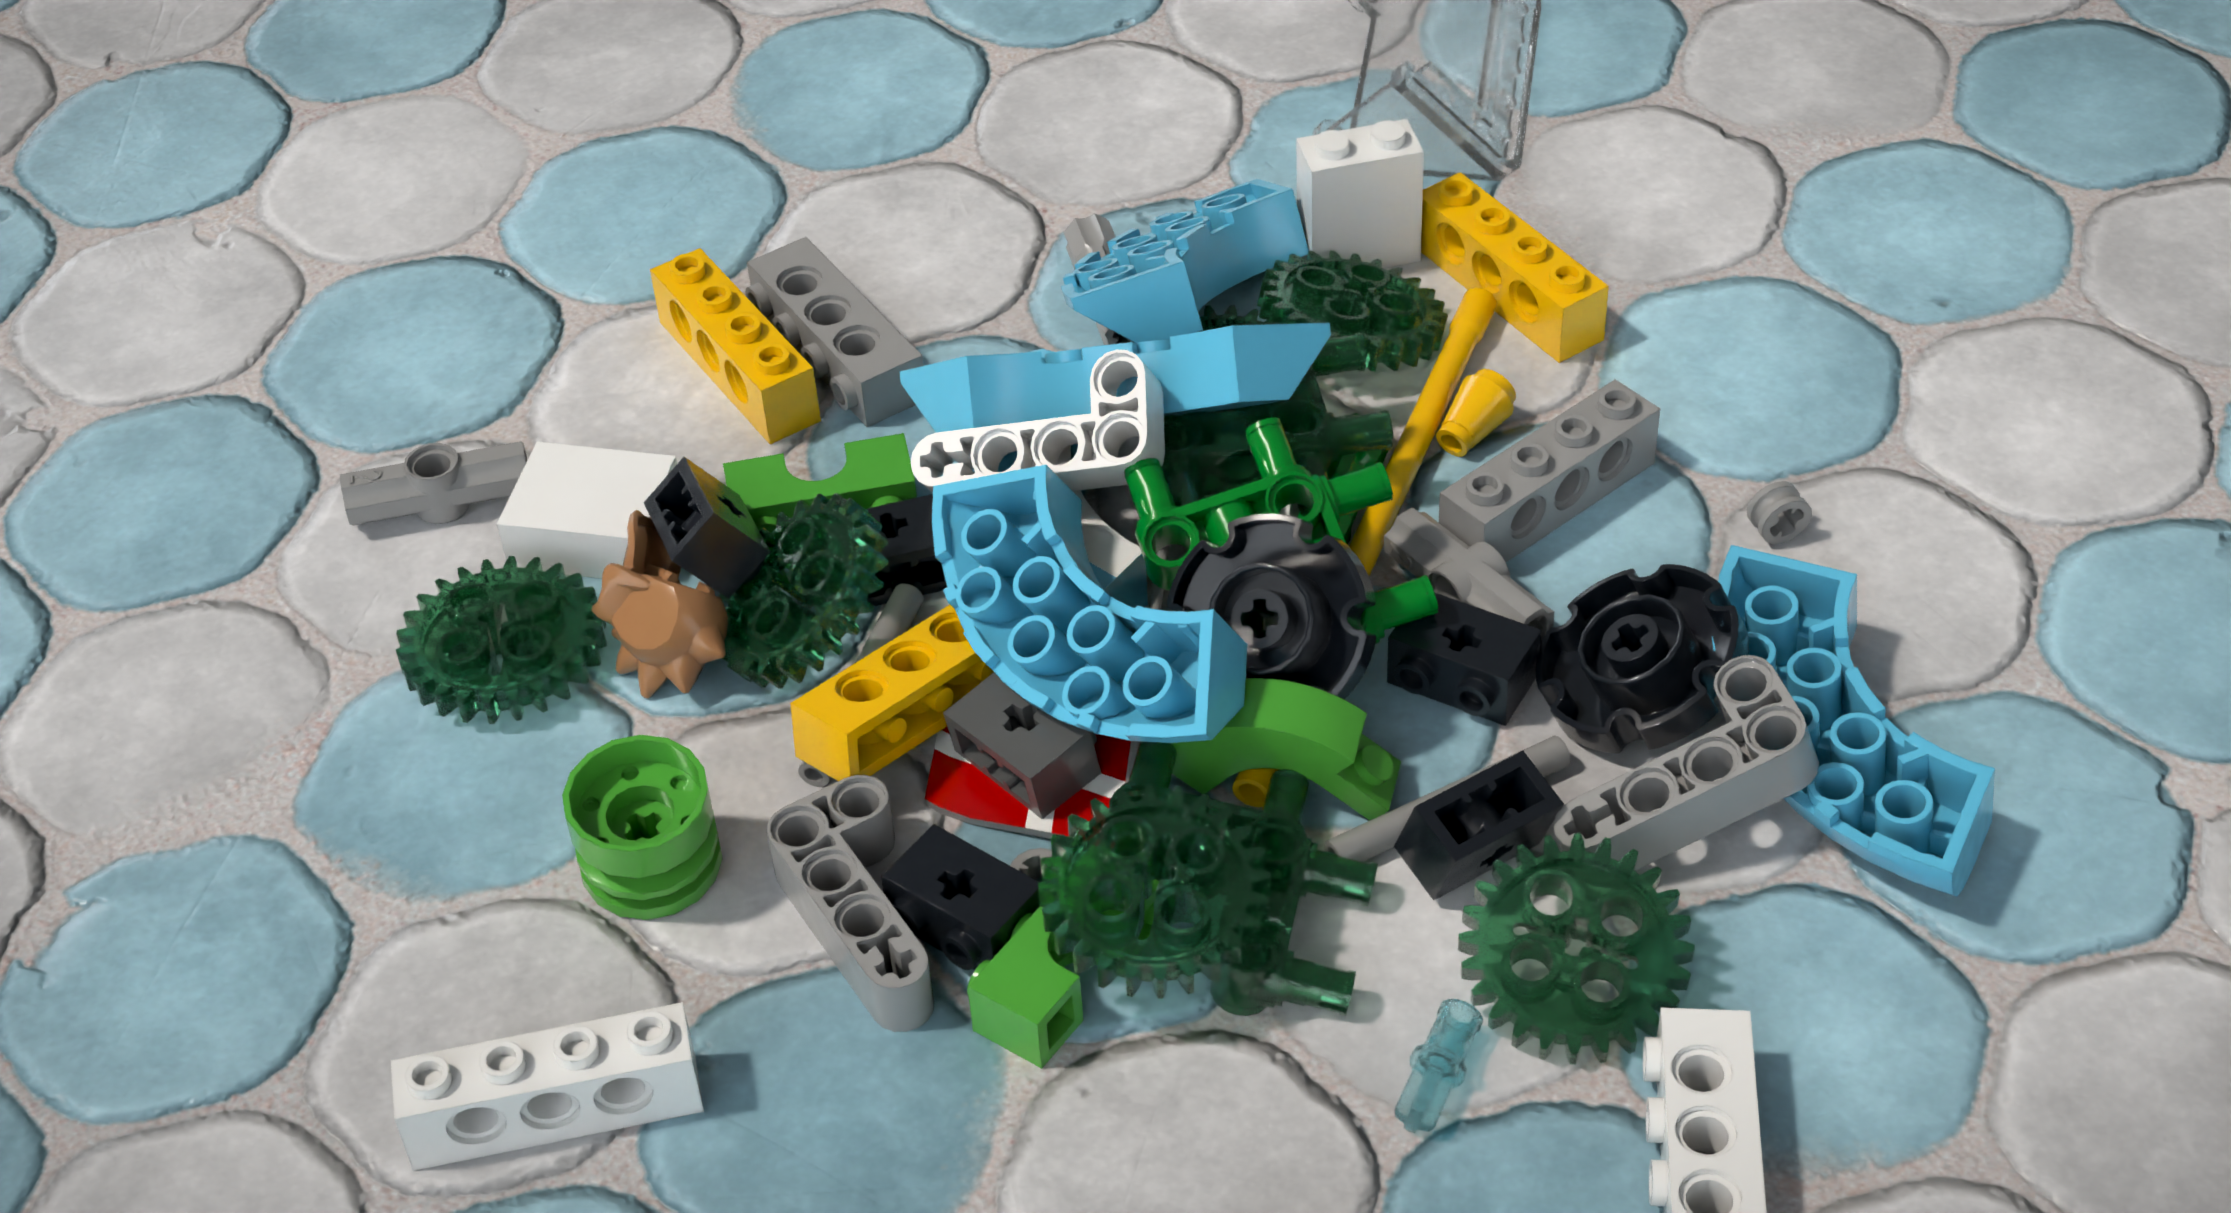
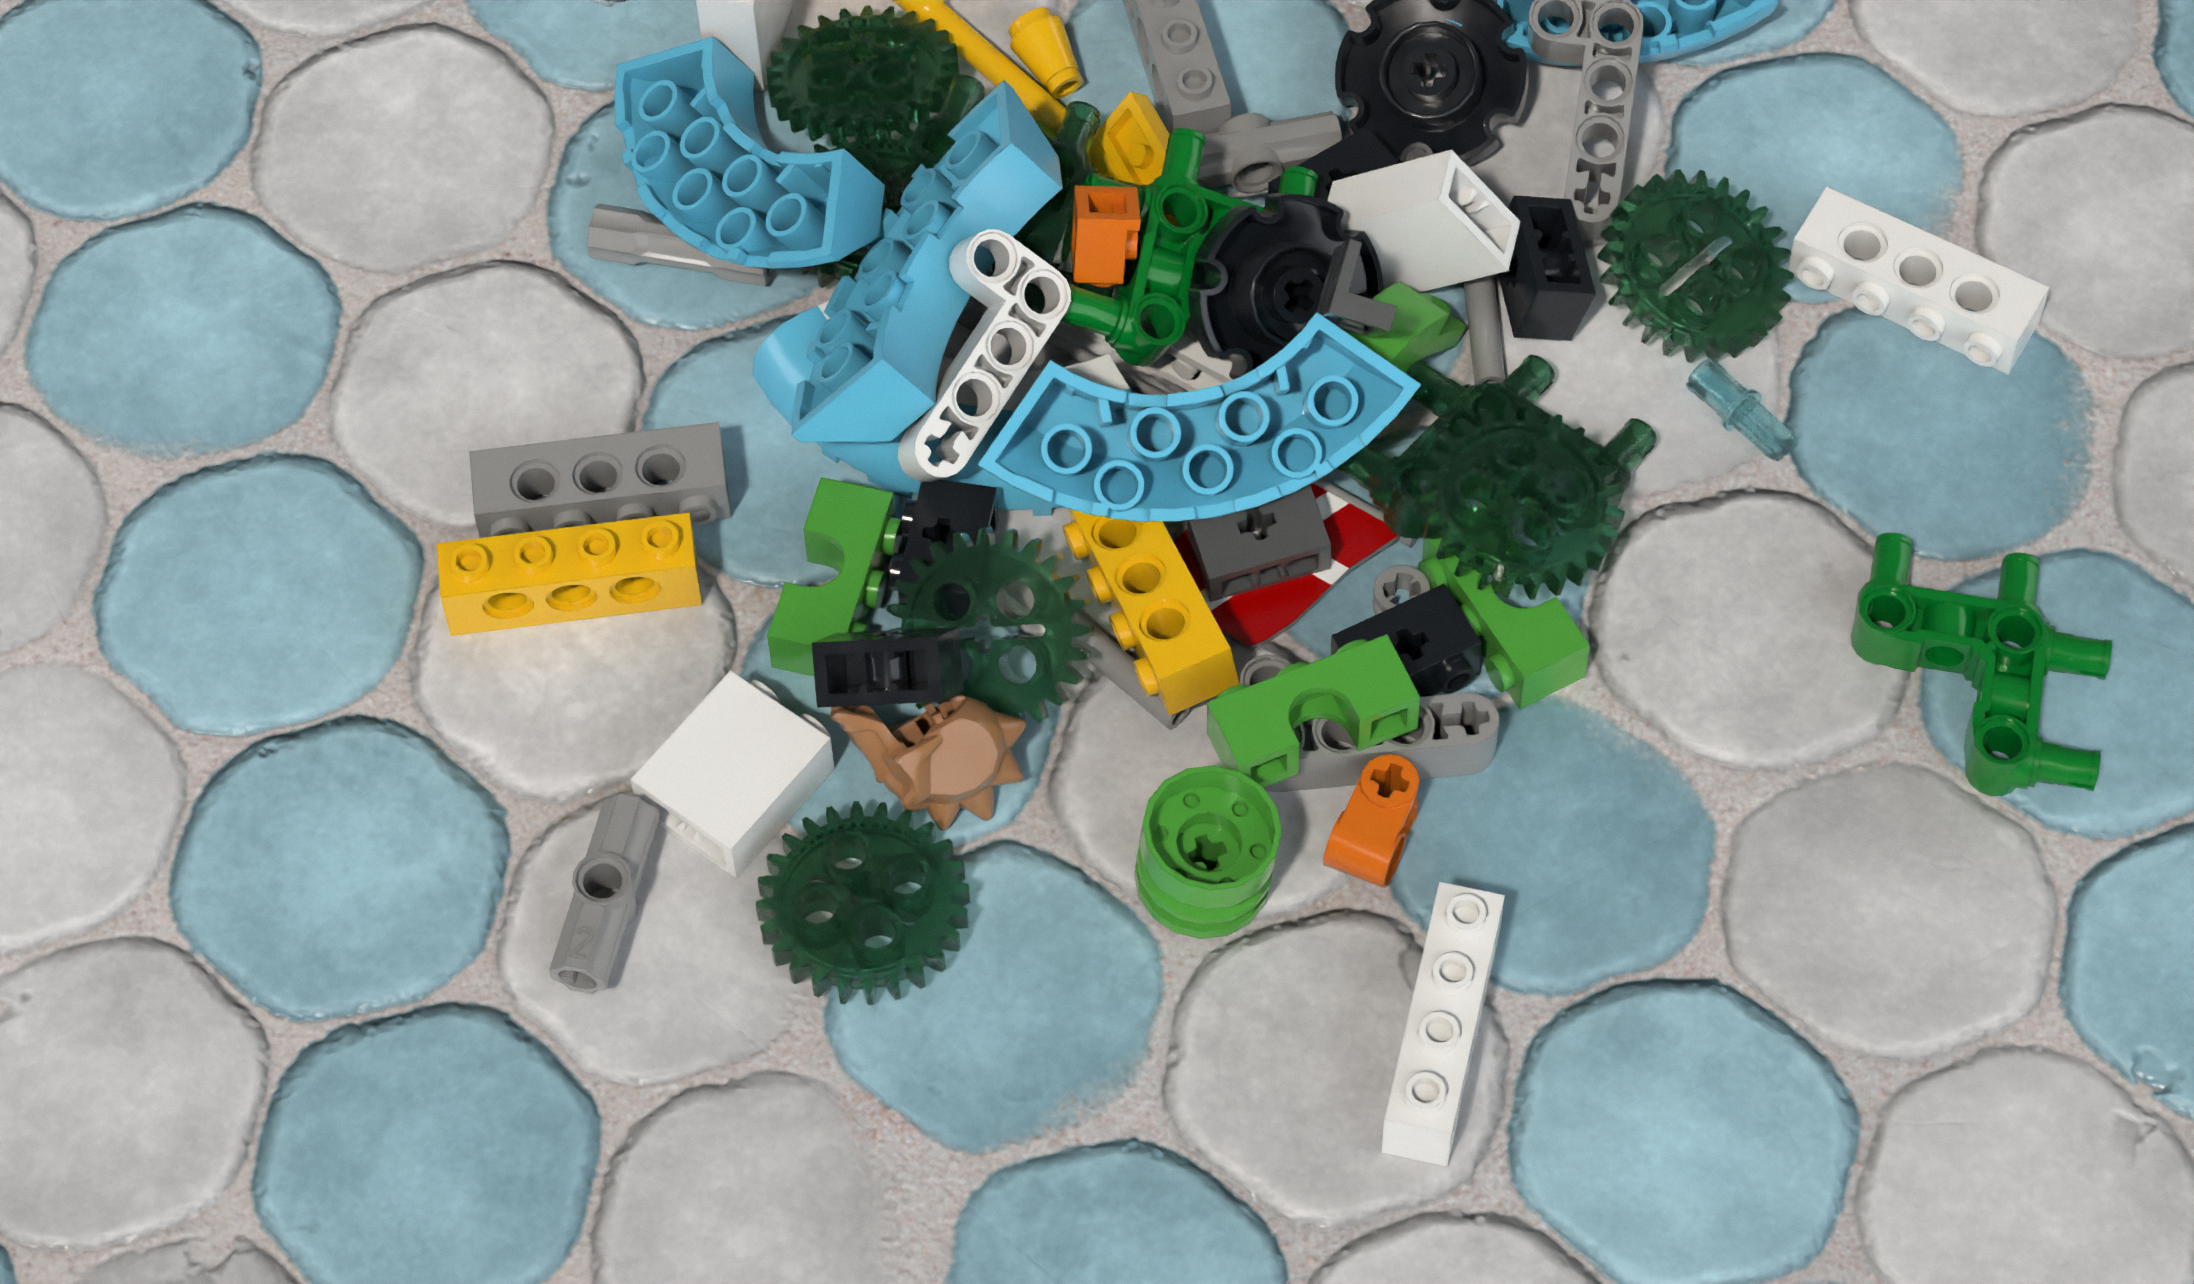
camera: 65 degrees left, 15 degrees up
(754, 951) = (1374, 828): none -> orange piece
(857, 849) = (1356, 687): none -> bright green arch
(1220, 451) = (1103, 233): none -> orange brick
(1248, 621) = (1347, 309): none -> dark grey panel
(1408, 486) = (1135, 140): none -> yellow plate
(1431, 693) = (1429, 221): none -> white brick

